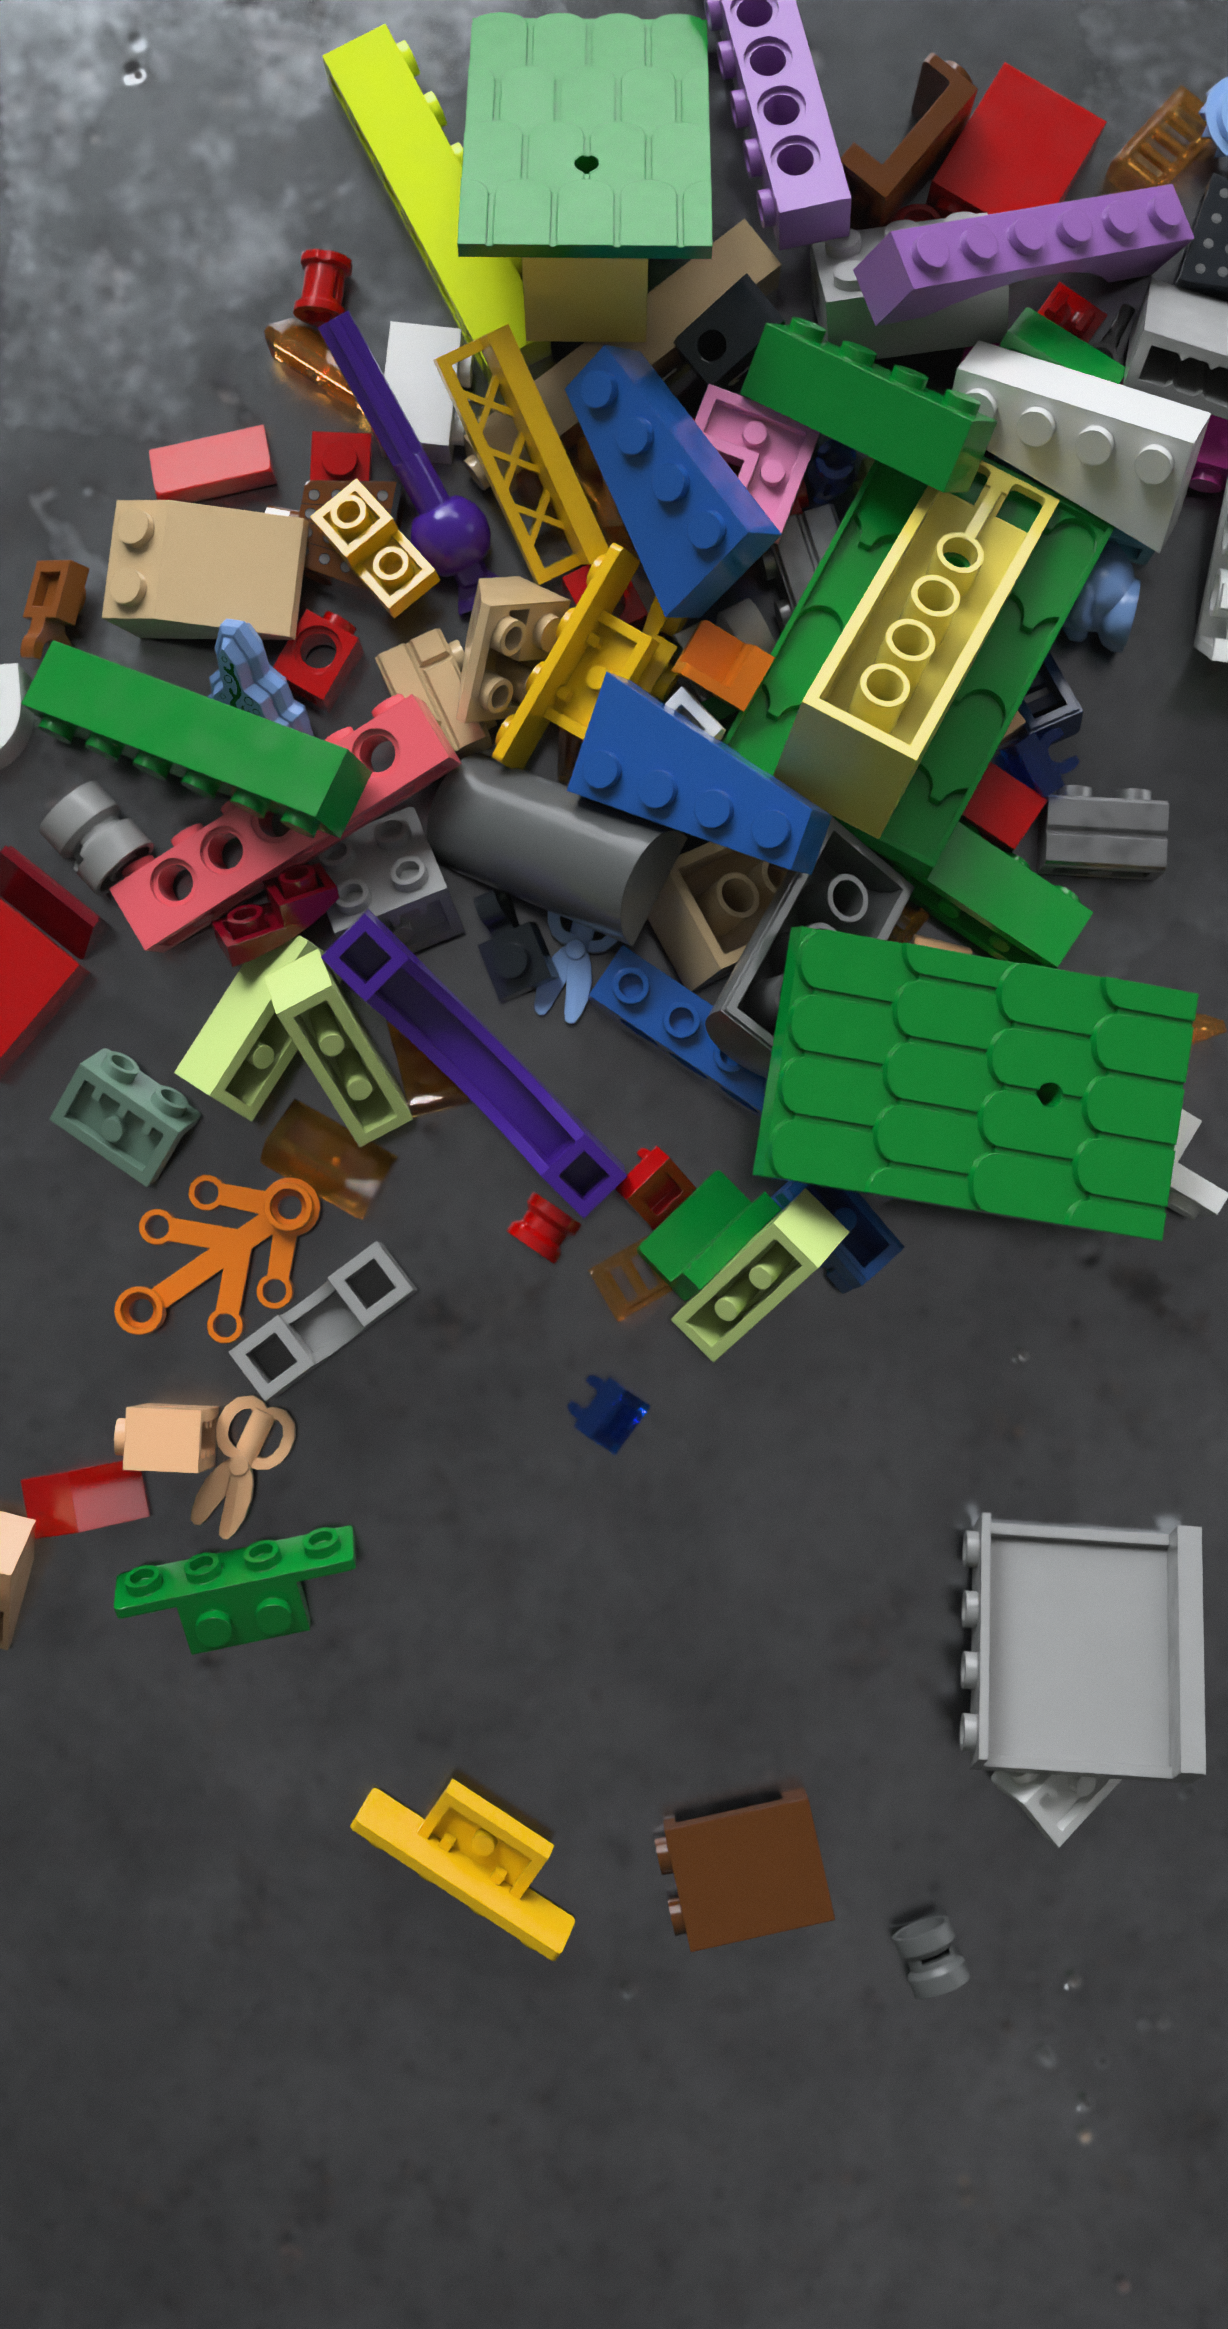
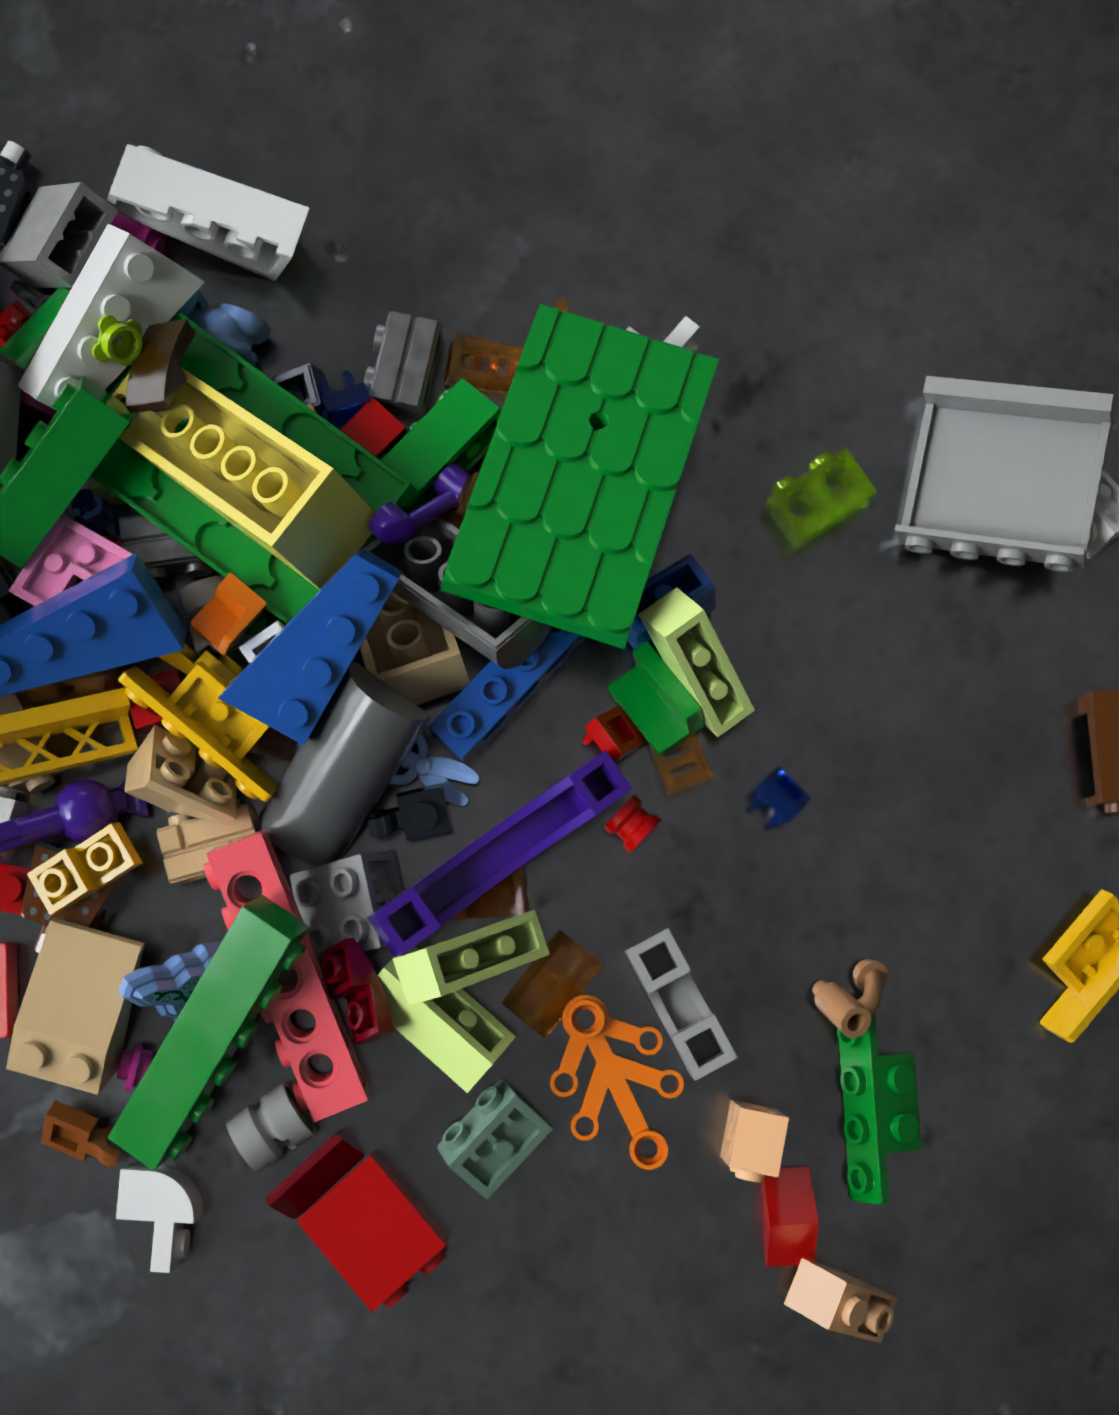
camera: 80 degrees left, 5 degrees down
(146, 656) = (133, 1066): none -> dark pink plate
(235, 1475) = (786, 1093): light nougat piece -> none
(324, 684) = (182, 933): red brick -> none
(344, 1531) = (842, 1009): none -> medium nougat plant
(871, 857) = (396, 526): none -> dark purple bar
(1003, 1420) = (825, 505): none -> clear neon green brick
(1019, 511) = (156, 372): none -> dark brown slope
(1041, 467) = (128, 346): none -> lime plate
(1143, 927) = (477, 348): none -> clear orange slope

